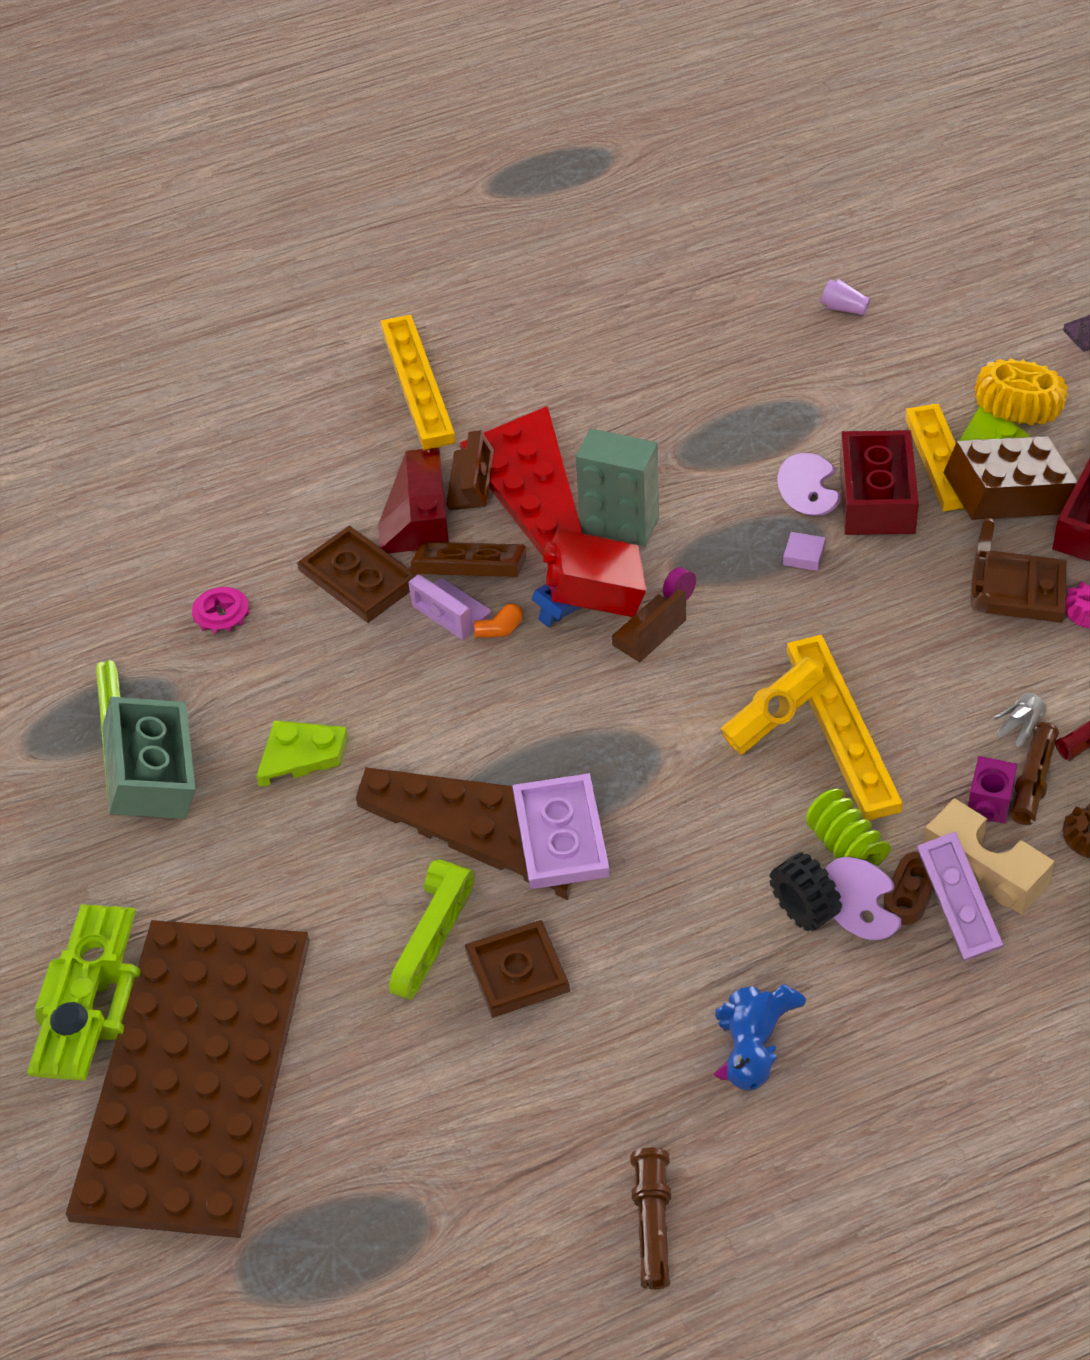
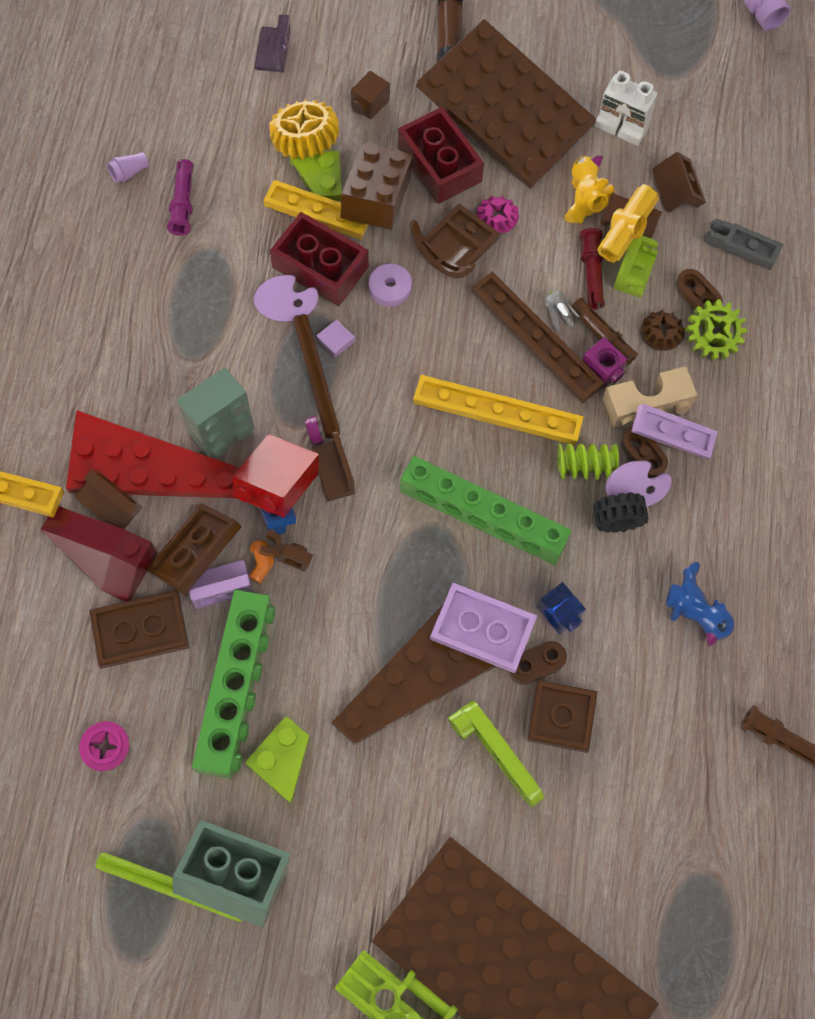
camera: 65 degrees left, 20 degrees up
(349, 666) = (243, 607): none -> bright green brick
(523, 639) = (292, 555): none -> reddish brown plate
(563, 916) = (539, 663): none -> reddish brown plate
(644, 900) = (561, 609): none -> clear blue brick
(706, 774) = (484, 510): none -> bright green brick
(745, 558) = (316, 375): none -> reddish brown axle
(792, 691) = (463, 437): yellow piece -> none
(838, 357) = (180, 205): none -> magenta pin
(924, 564) = (390, 274): none -> lavender piece
(967, 715) = (537, 337): none -> reddish brown plate

